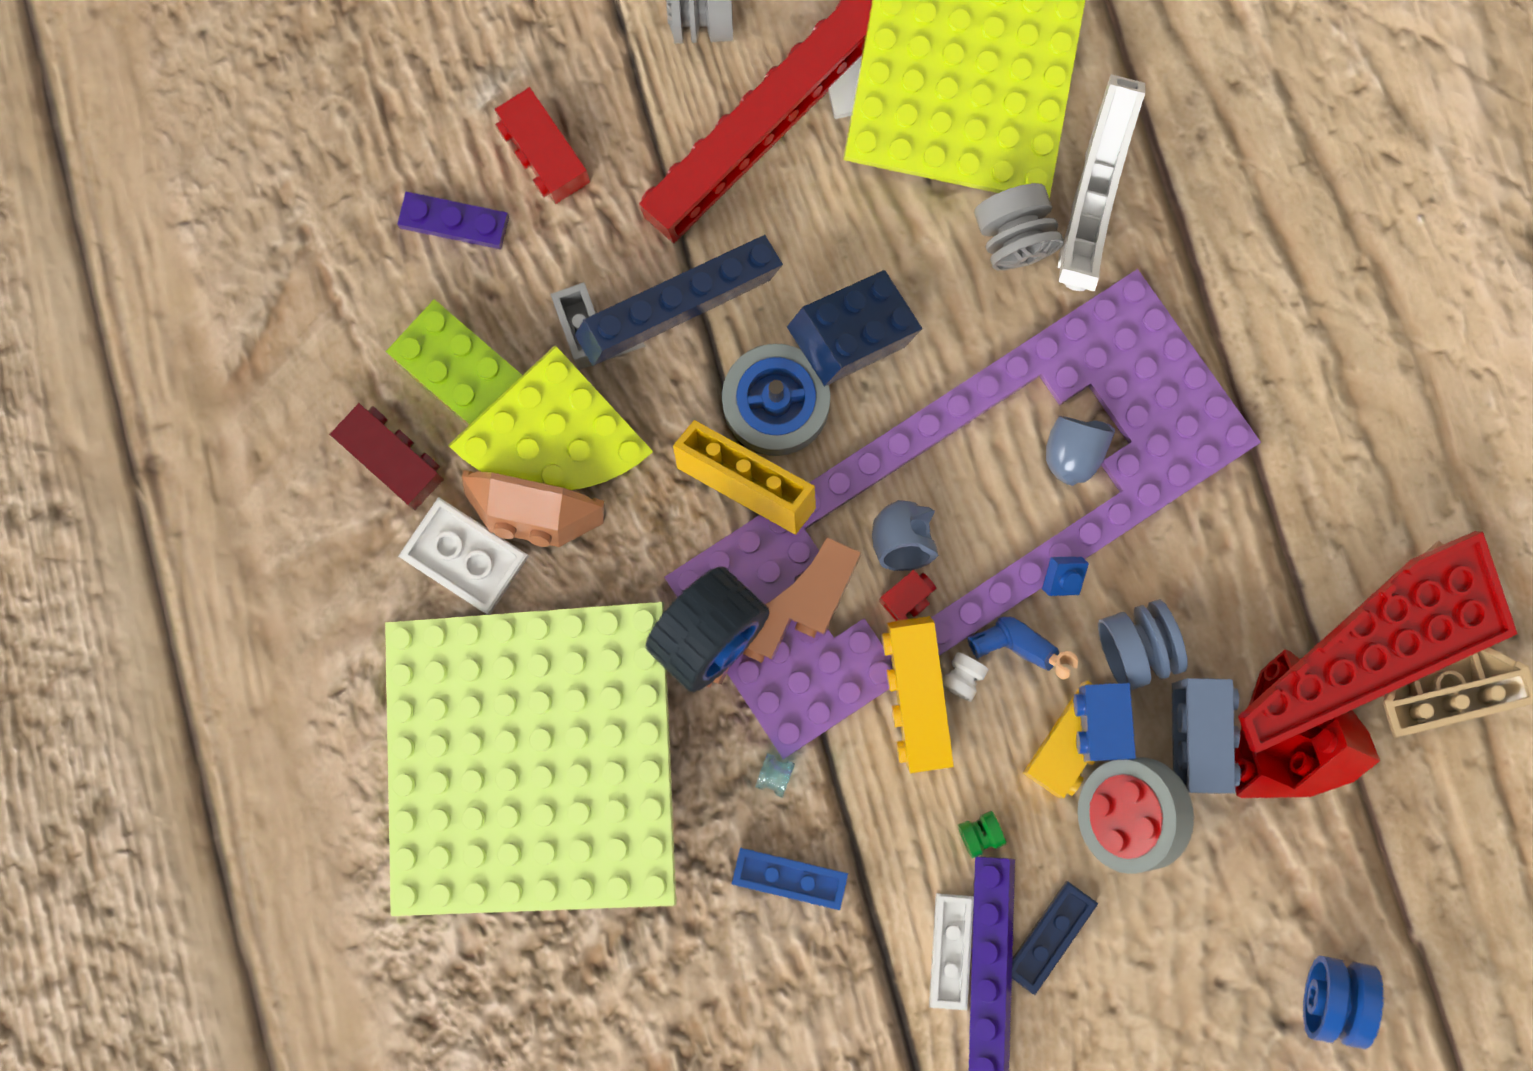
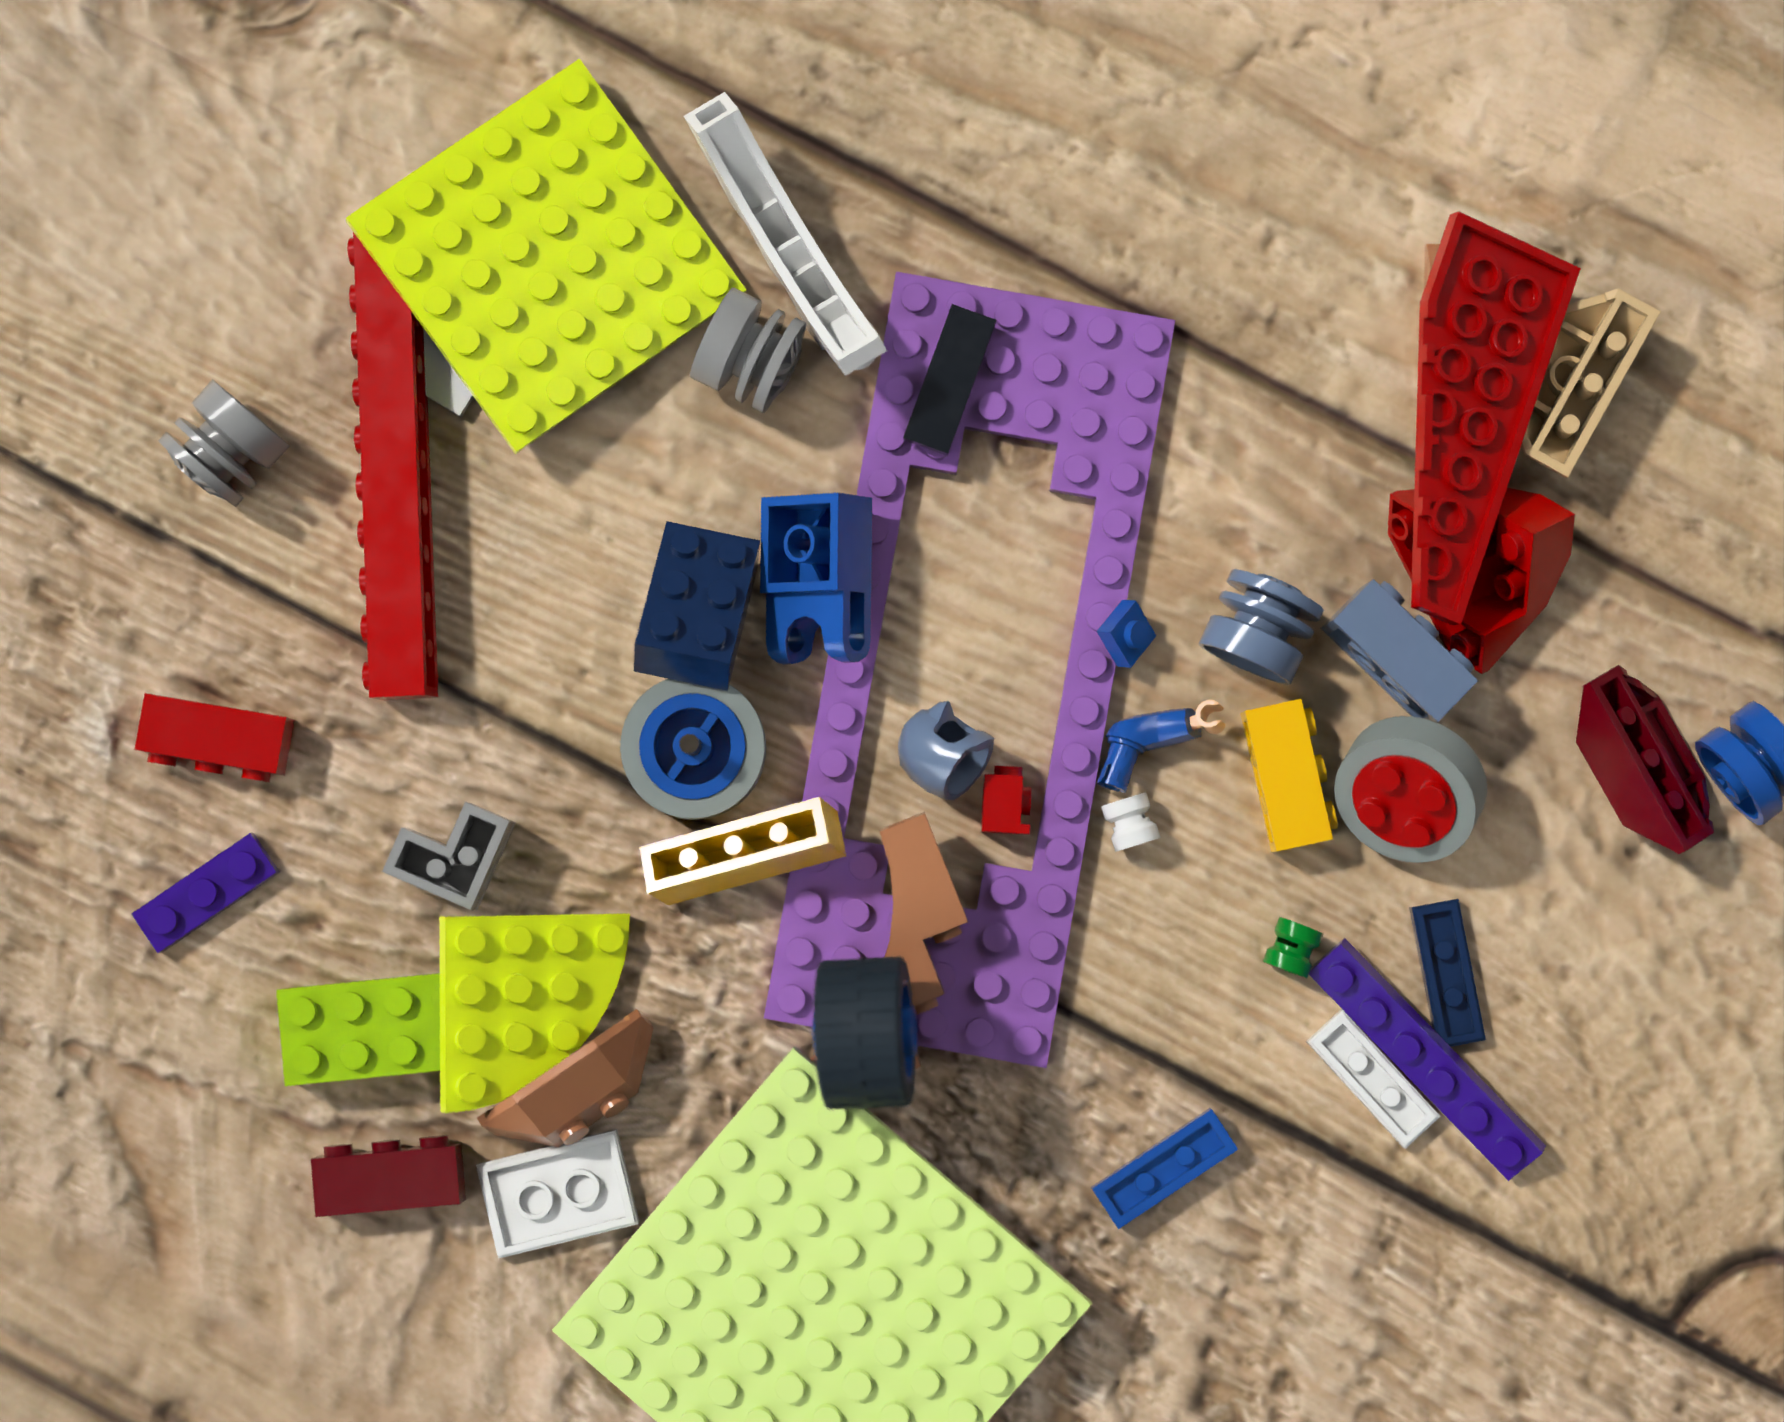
camera: 50 degrees left, 5 degrees up
(677, 300) = (508, 752): dark blue brick -> none
(774, 775) = (1054, 1091): clear light blue wheel -> none
(919, 694) = (1108, 882): yellow brick -> none
(934, 375) = (817, 575): none -> blue brick
(1077, 448) = (1016, 502): sand blue piece -> none
(1105, 722) = (1300, 735): blue brick -> none
(1108, 349) = (949, 379): none -> black tile
(1278, 934) = (1643, 761): none -> dark red wedge

